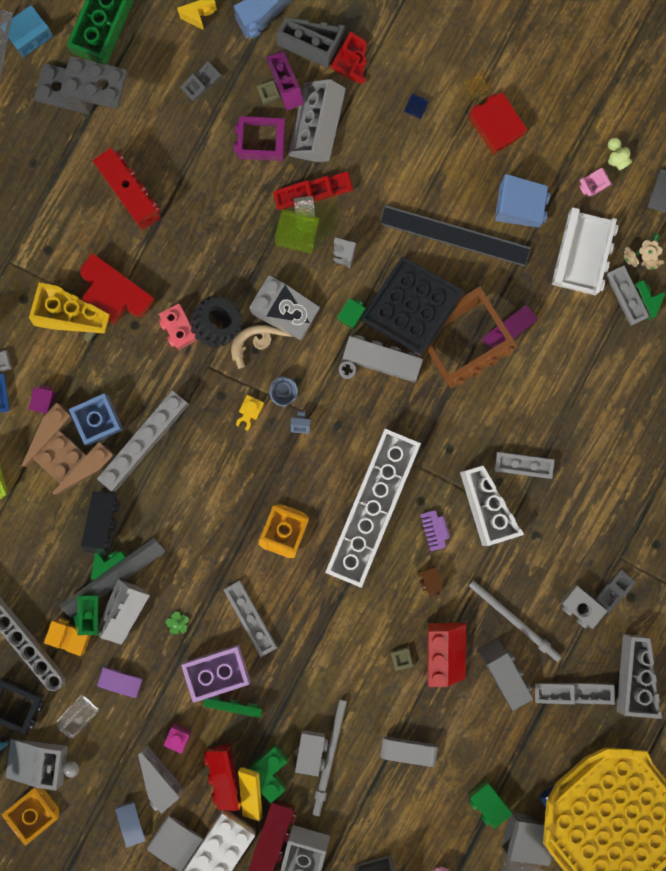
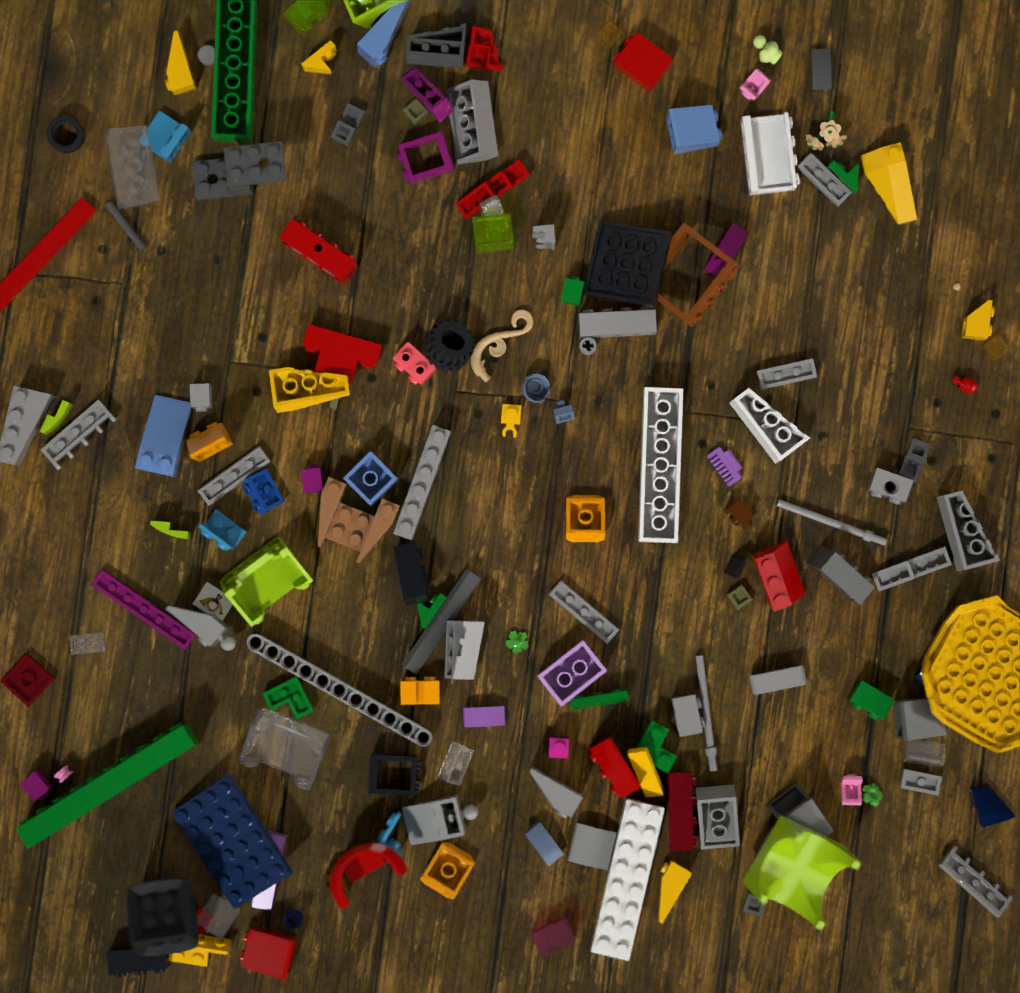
camera: 25 degrees left, 0 degrees up
(87, 615) = (431, 663): green slope -> none
(284, 308) = (507, 309): light grey slope -> none
(407, 629) = (735, 567): none -> black slope
(416, 106) = (560, 73): clear blue tile -> none
(455, 236) = (642, 182): black tile -> none

